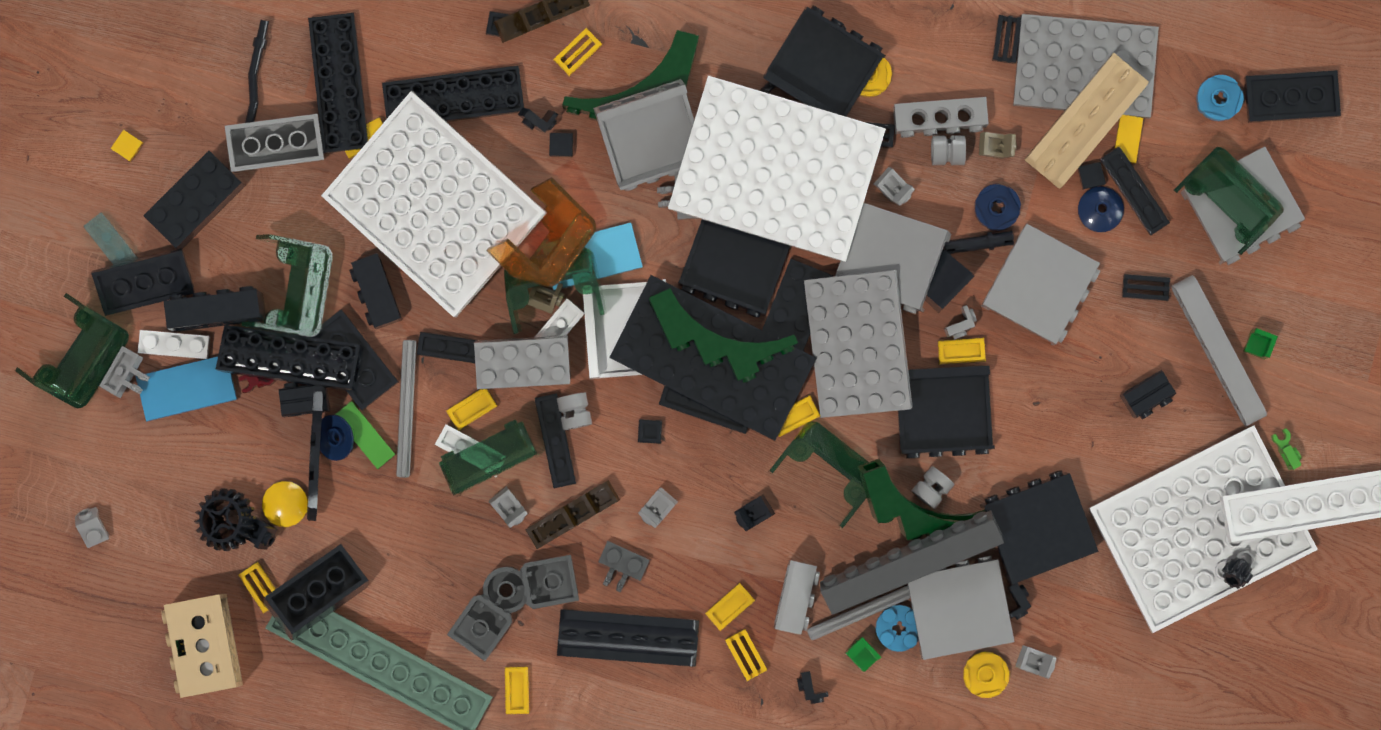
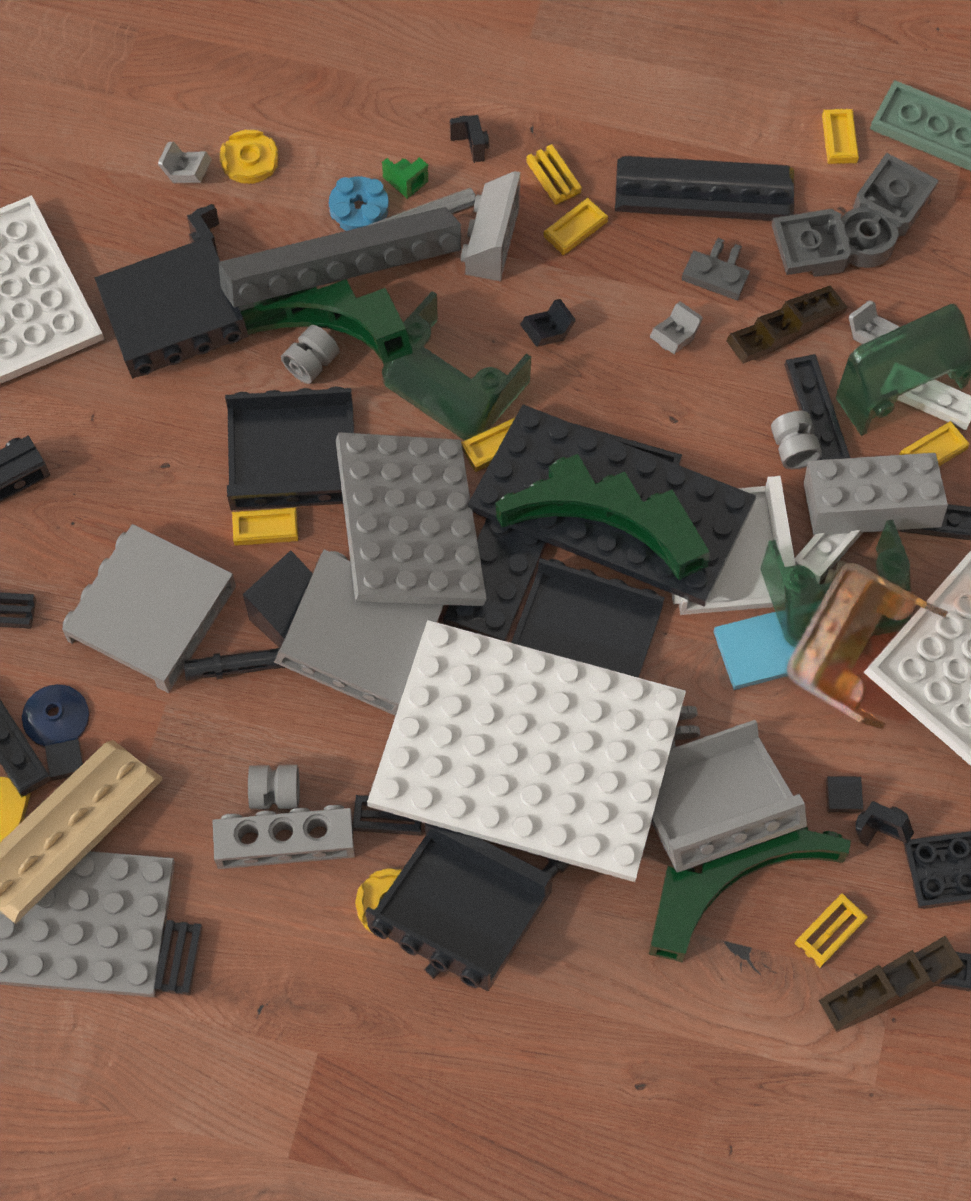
camera: 175 degrees left, 20 degrees down
(649, 431) = (691, 424): black tile -> none
(894, 187) = (354, 735): light grey bracket -> none
(959, 330) = (263, 552): light grey bracket -> none
(961, 609) = (276, 207): light grey panel -> none
(997, 145) = (200, 797): dark tan bracket -> none
(1000, 194) = (203, 731): dark blue plate -> none

